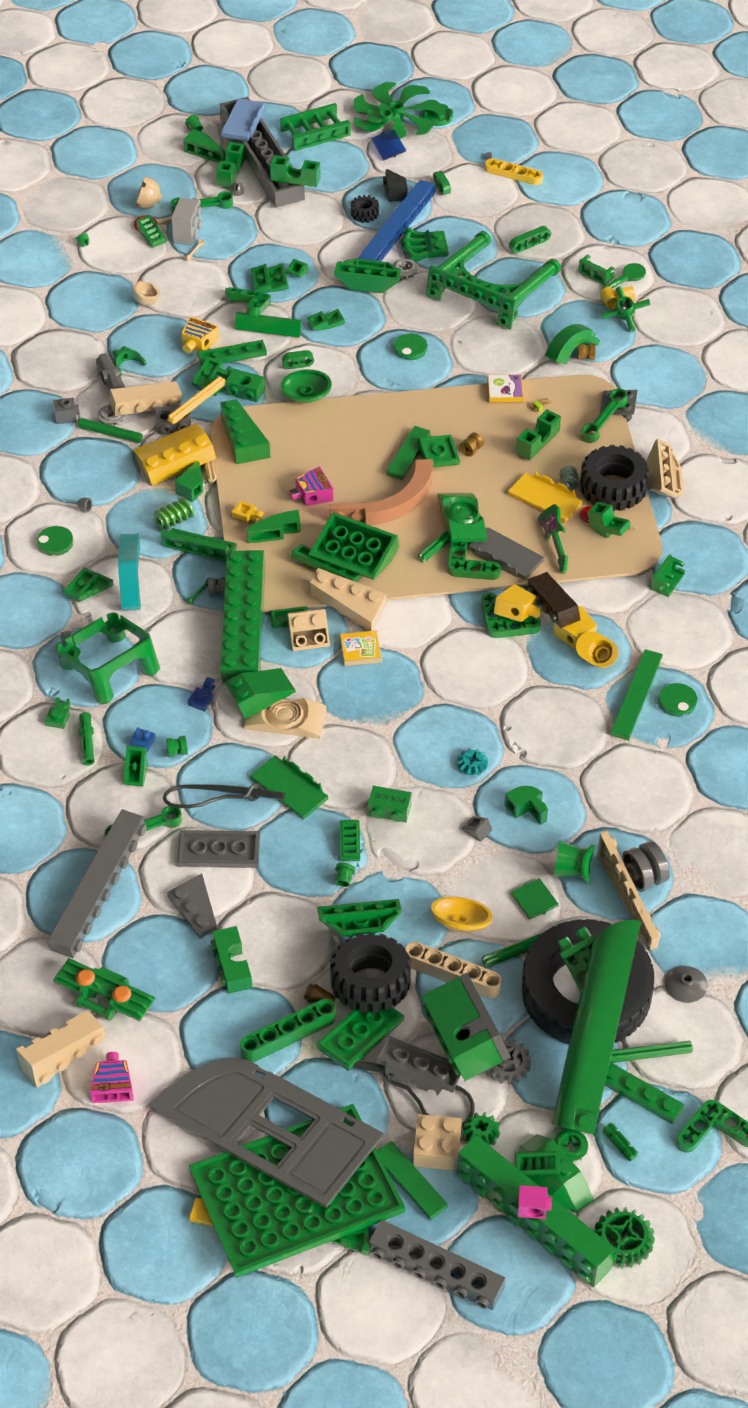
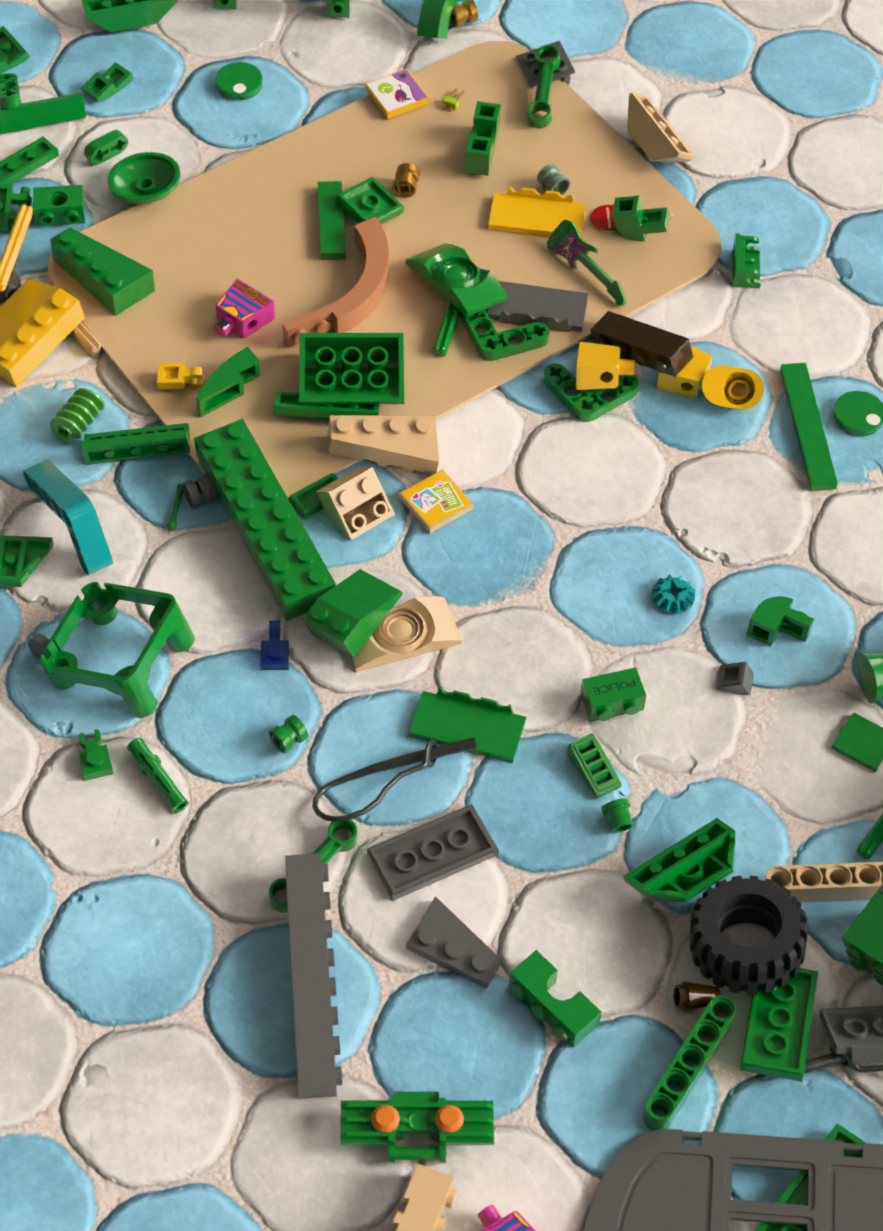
camera: 30 degrees left, 5 degrees up
(135, 766) = (252, 786): green slope -> none
(142, 738) = (233, 744): blue tile -> none
(190, 483) = (72, 363): green slope -> none
(297, 268) = (26, 26): green slope -> none
(461, 914) = (802, 802): yellow dish -> none
(618, 462) = (614, 139): black tyre -> none

